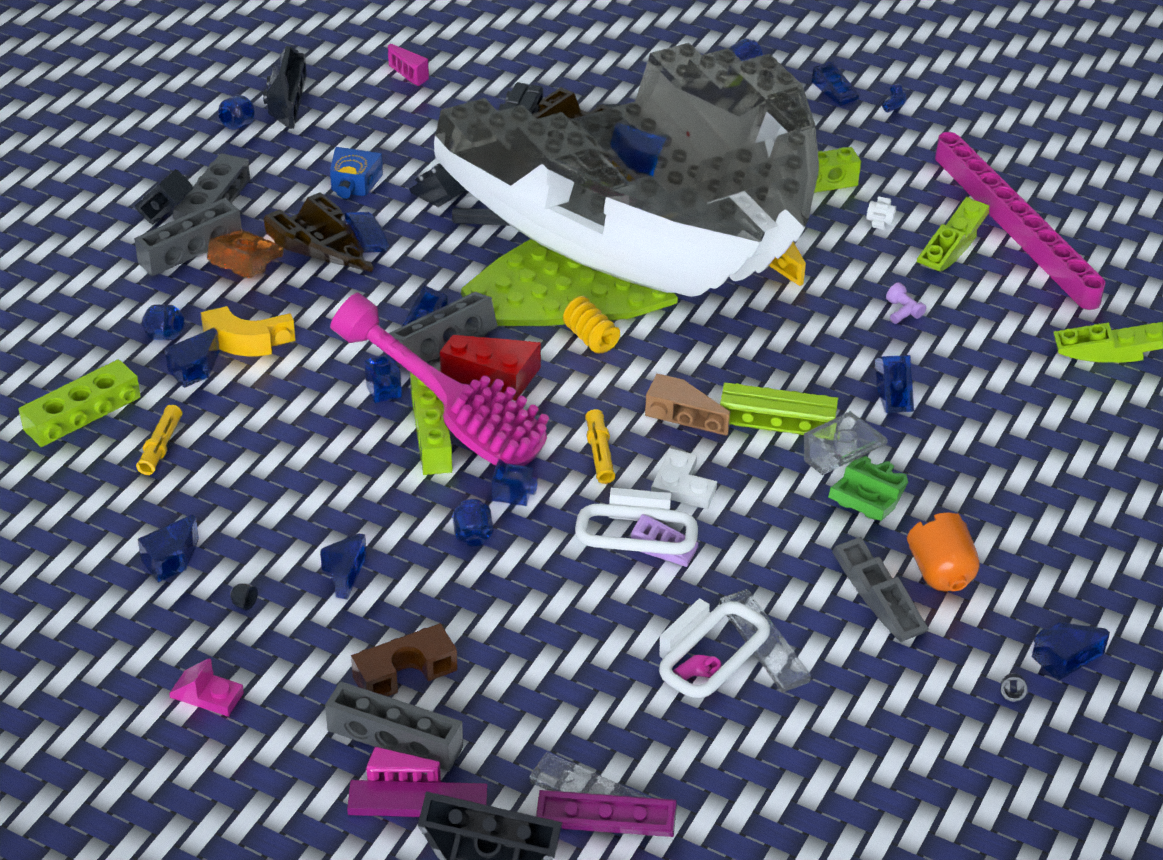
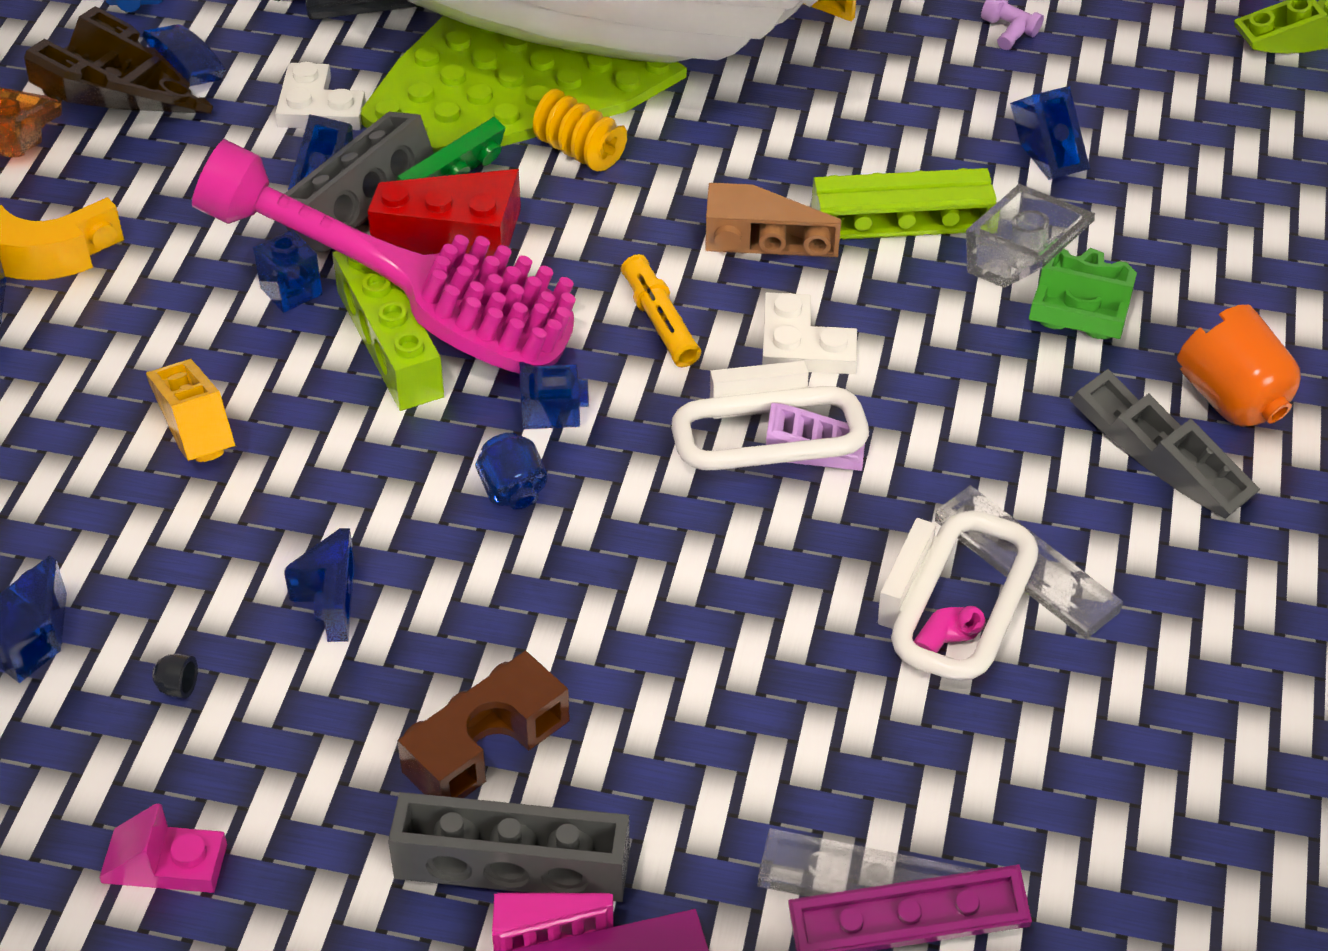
camera: 15 degrees left, 5 degrees up
(300, 450) = (192, 410): none -> yellow slope
(435, 273) = (307, 93): none -> white plate
(514, 327) = (461, 156): none -> green plate

